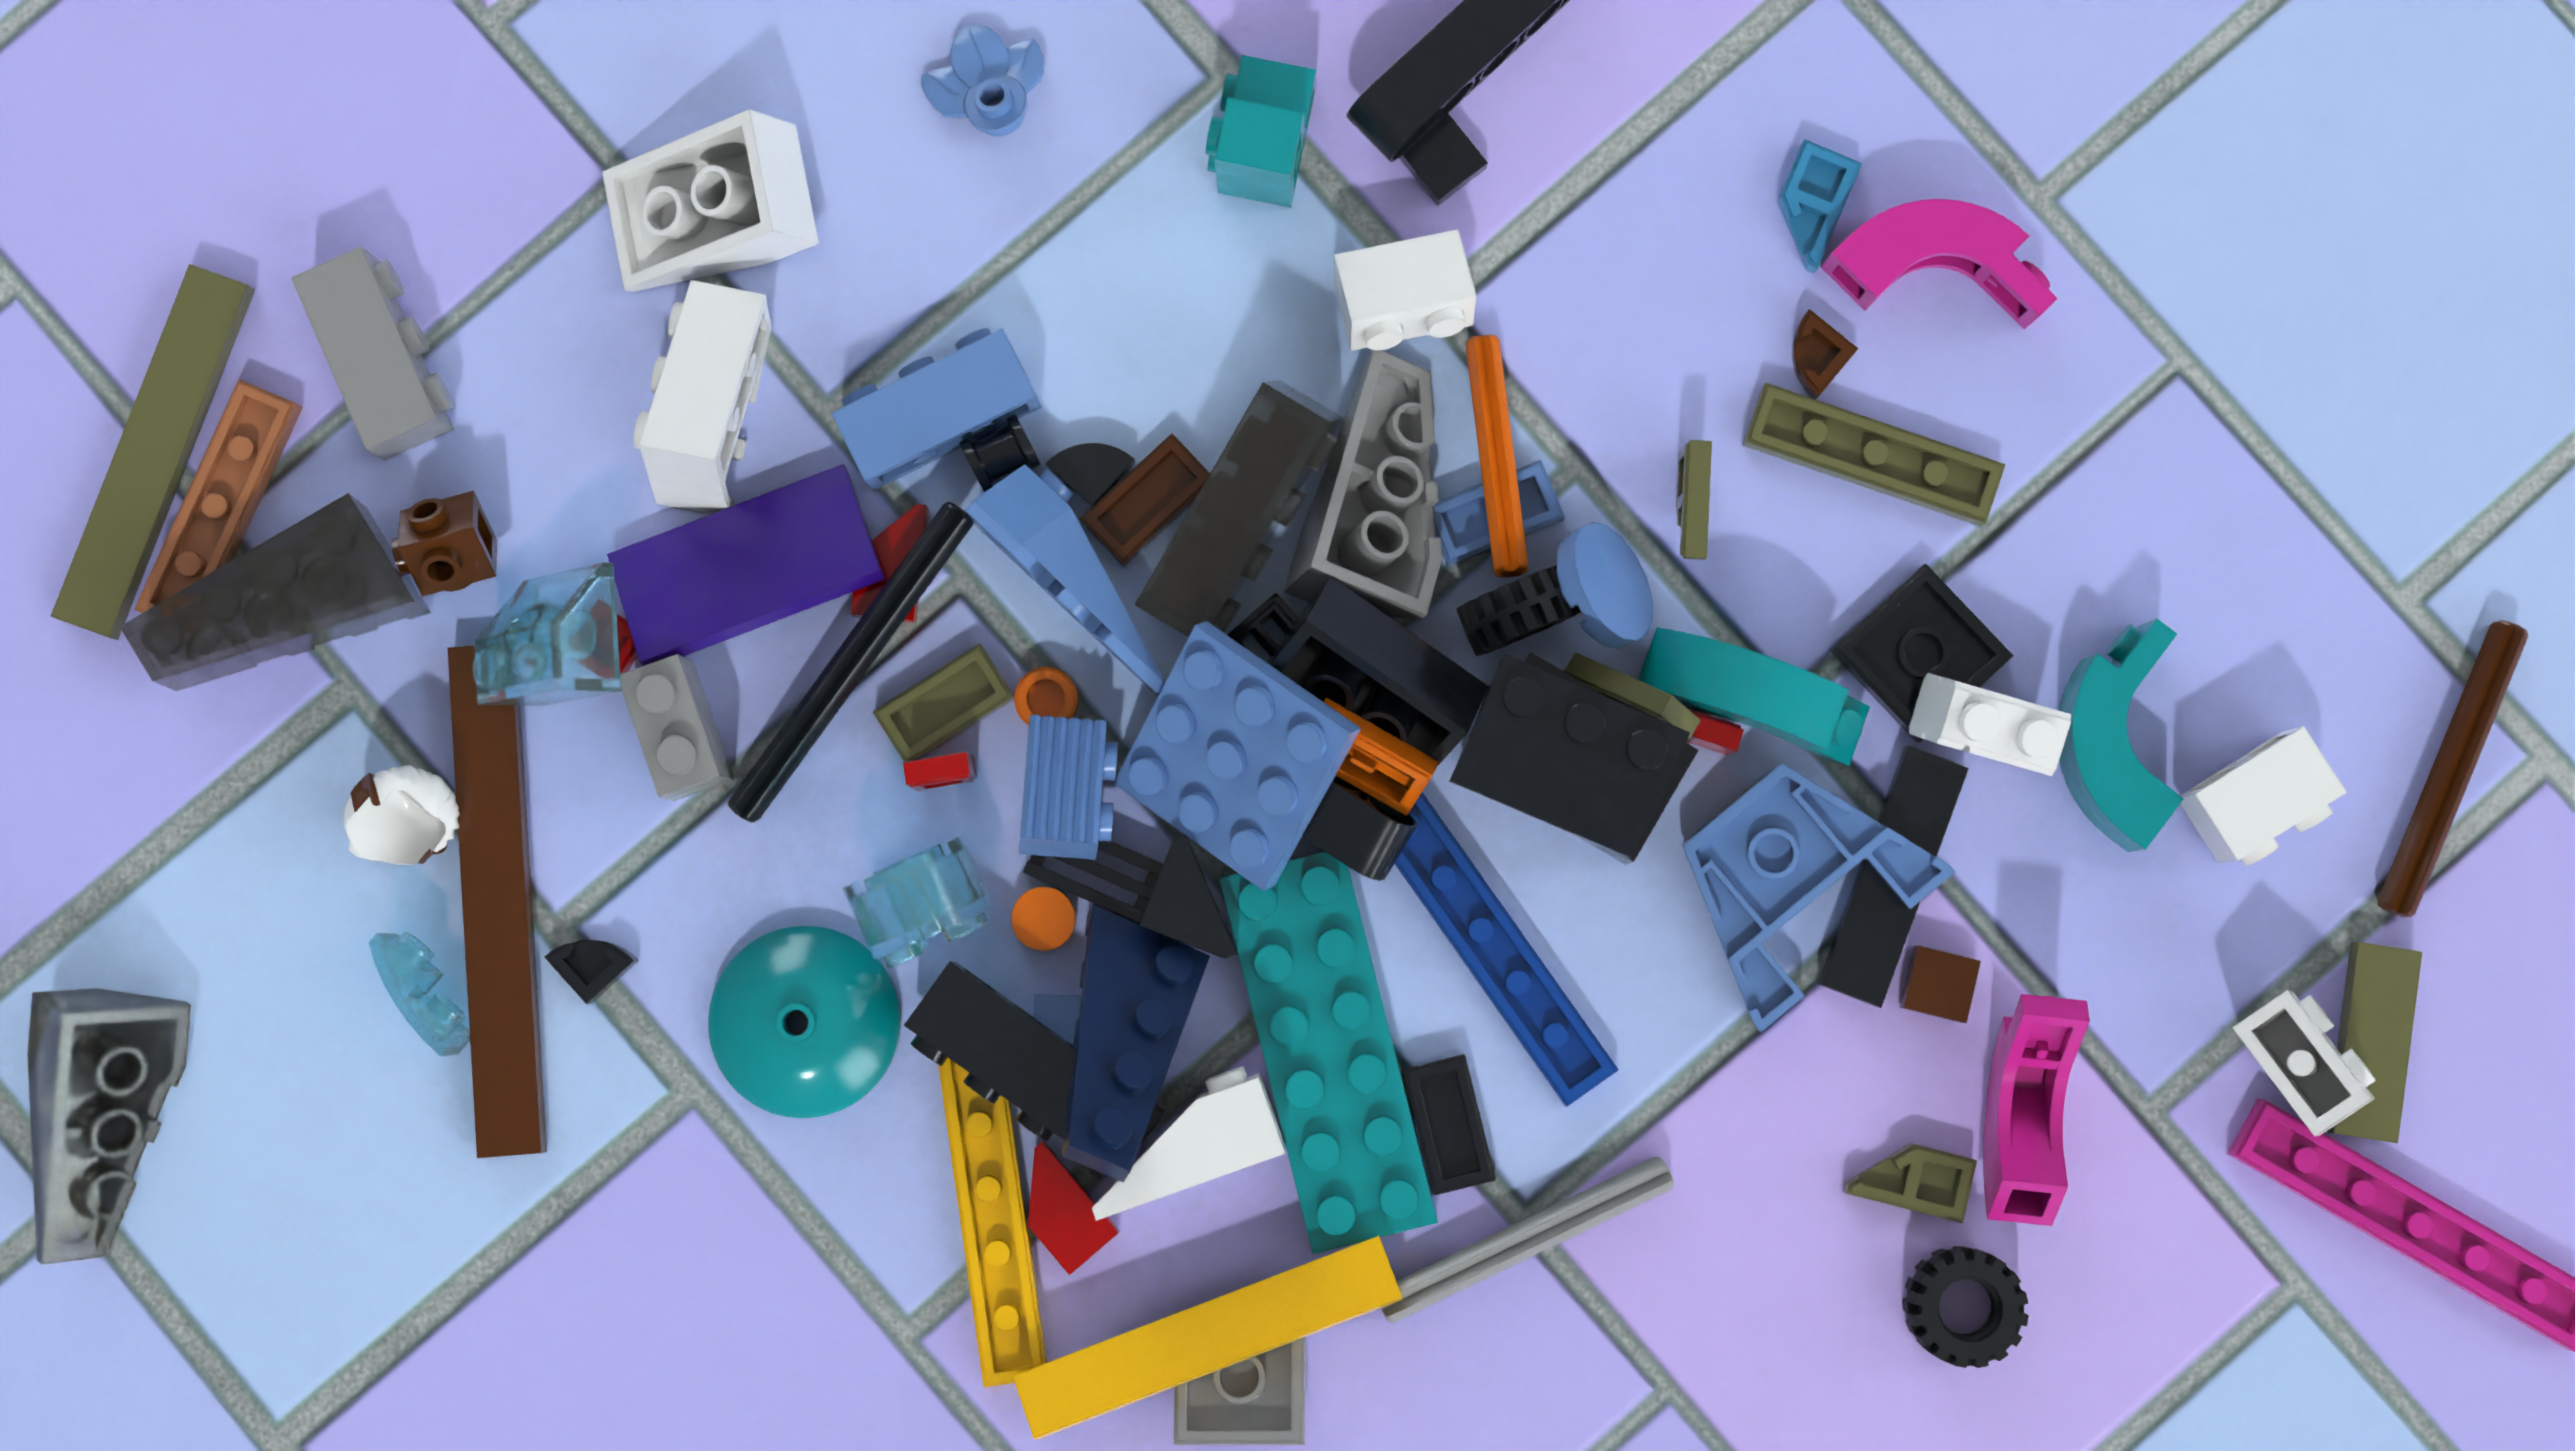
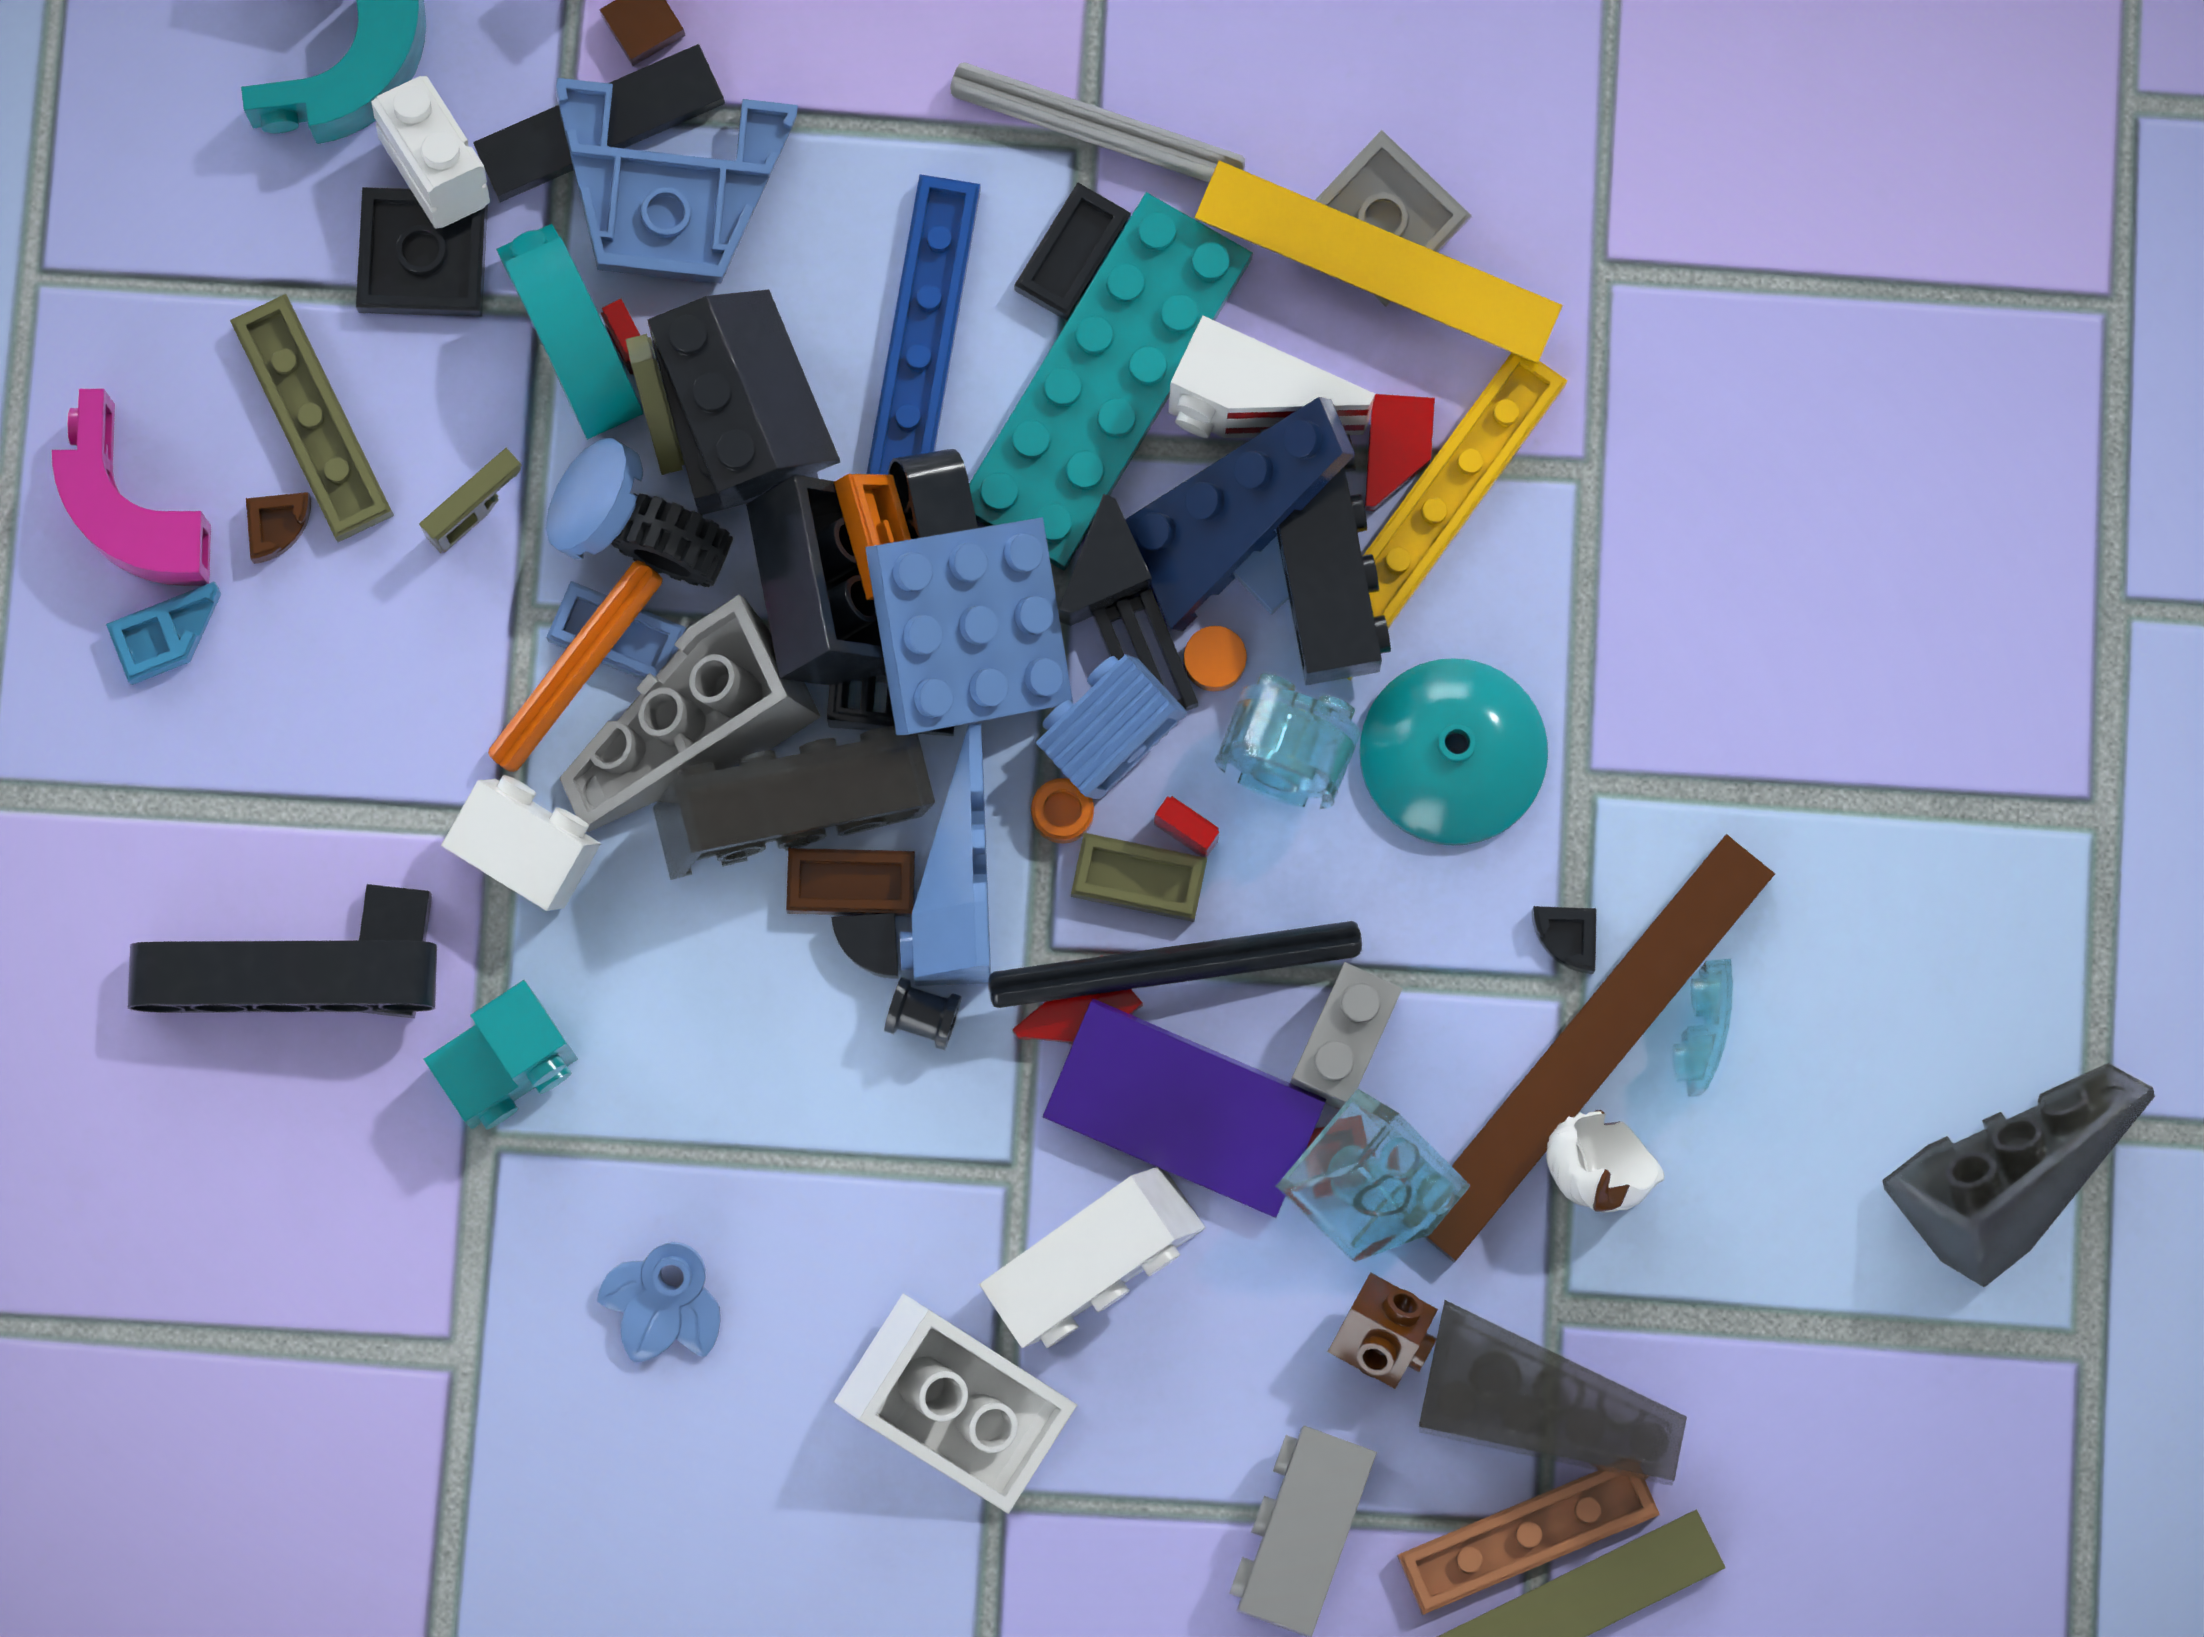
camera: 140 degrees left, 5 degrees down
(935, 407) = (935, 1090): medium blue brick -> none

